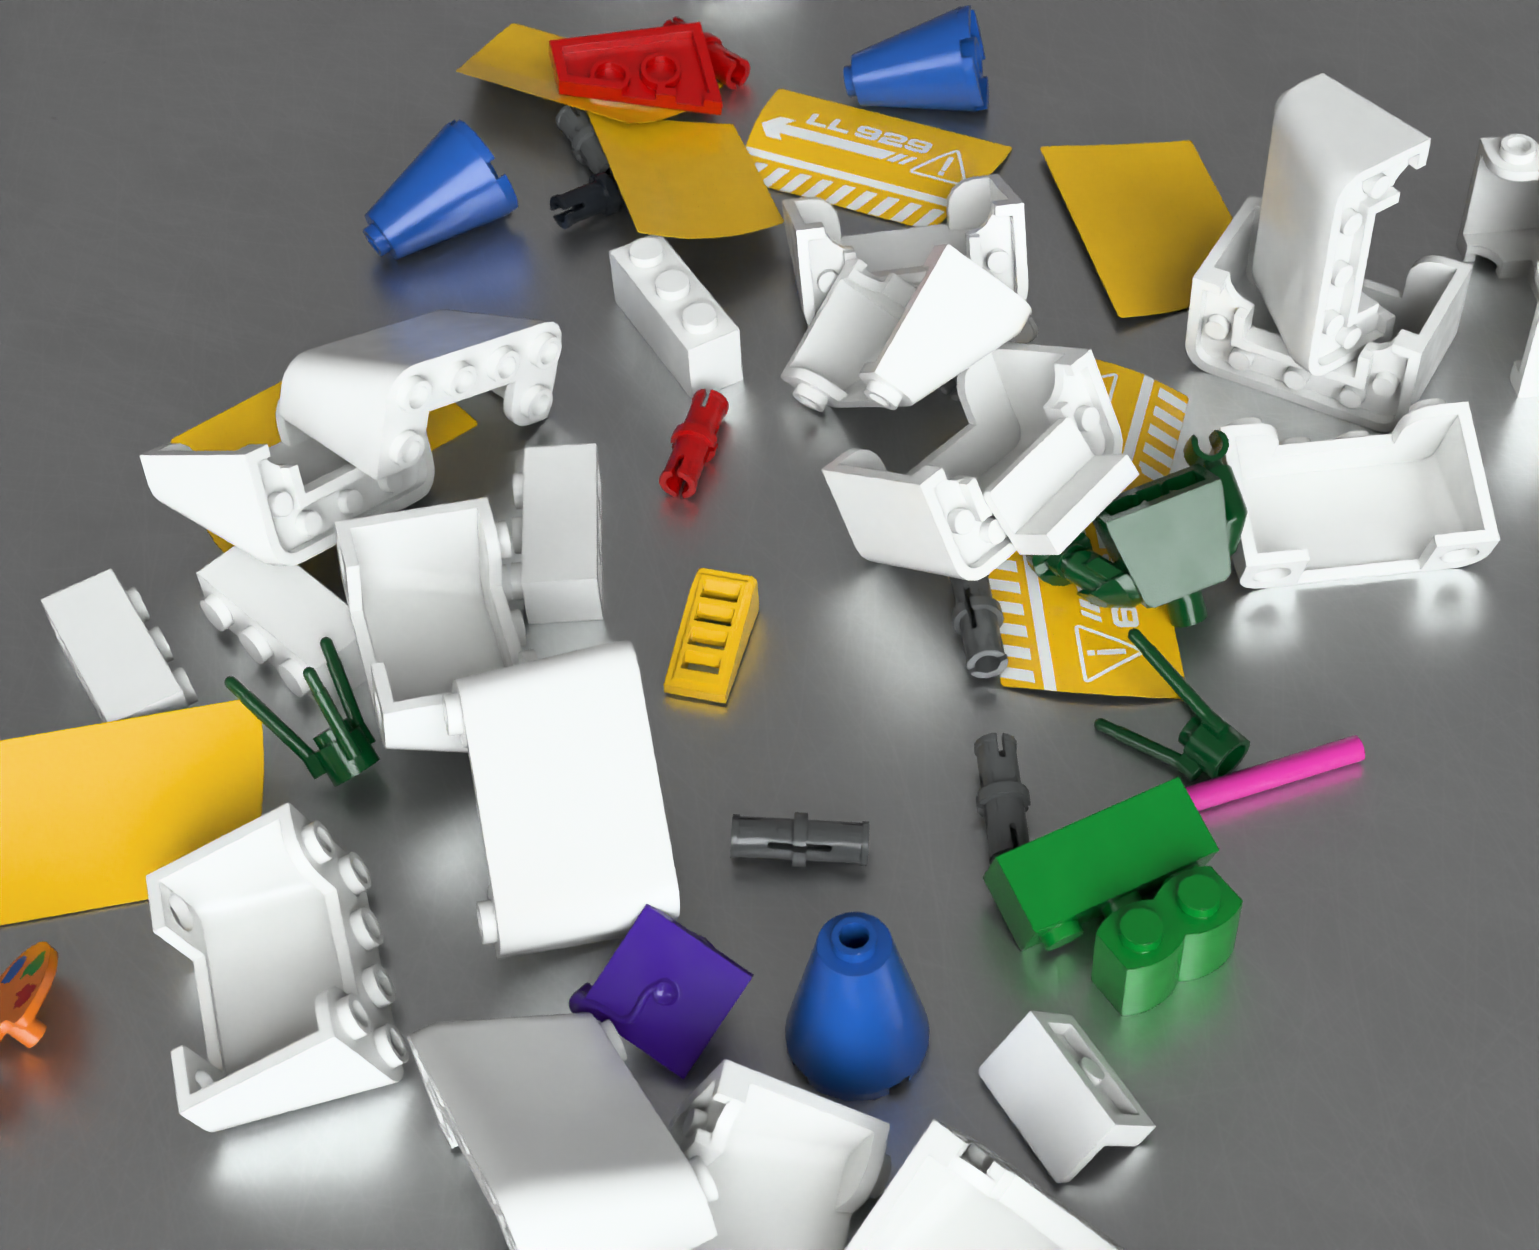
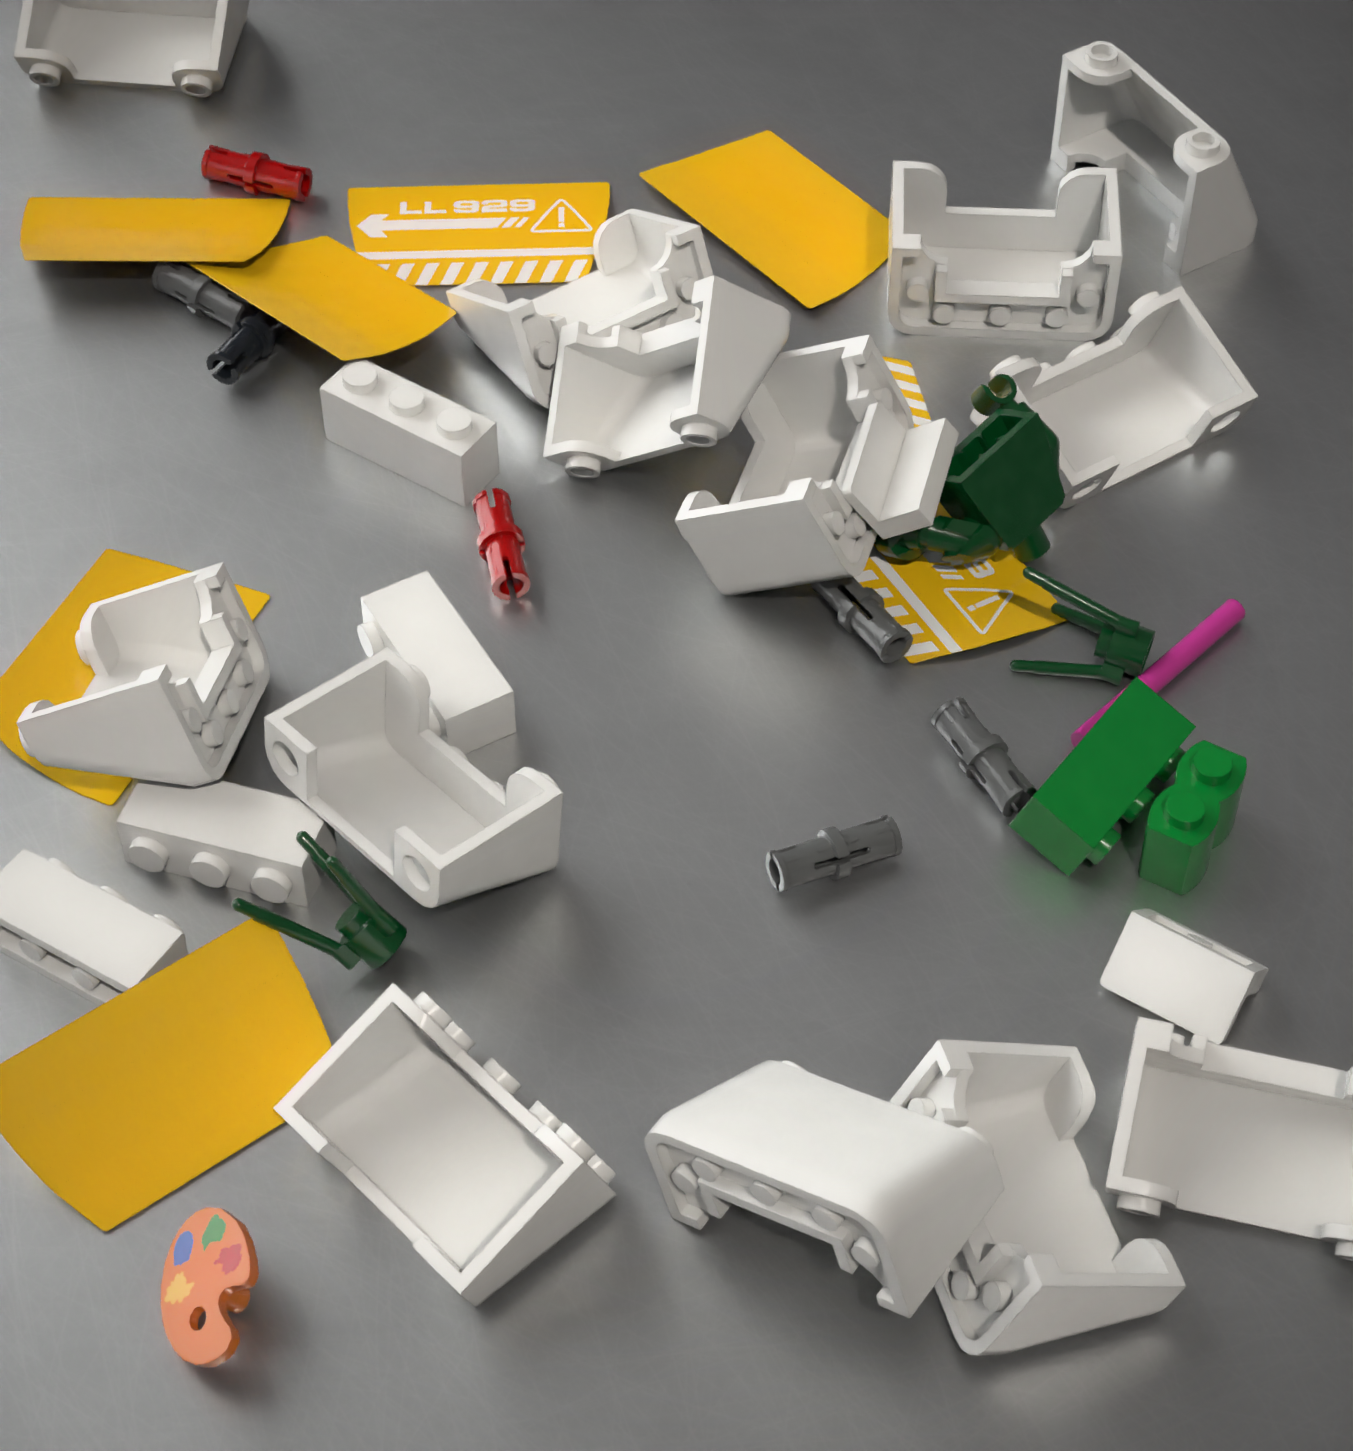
camera: 30 degrees left, 0 degrees up
(376, 389) = (213, 568): white windscreen -> none
(440, 195) = (98, 384): blue cone -> none
(565, 799) = (654, 878): white windscreen -> none
(640, 67) = (214, 204): red wing -> none
(664, 990) = (818, 1015): dark purple hat -> none
(718, 598) = (632, 671): yellow slope -> none
(856, 1013) = (984, 967): blue cone -> none
(924, 67) = (494, 127): blue cone -> none
(1322, 187) = (995, 159): white windscreen -> none

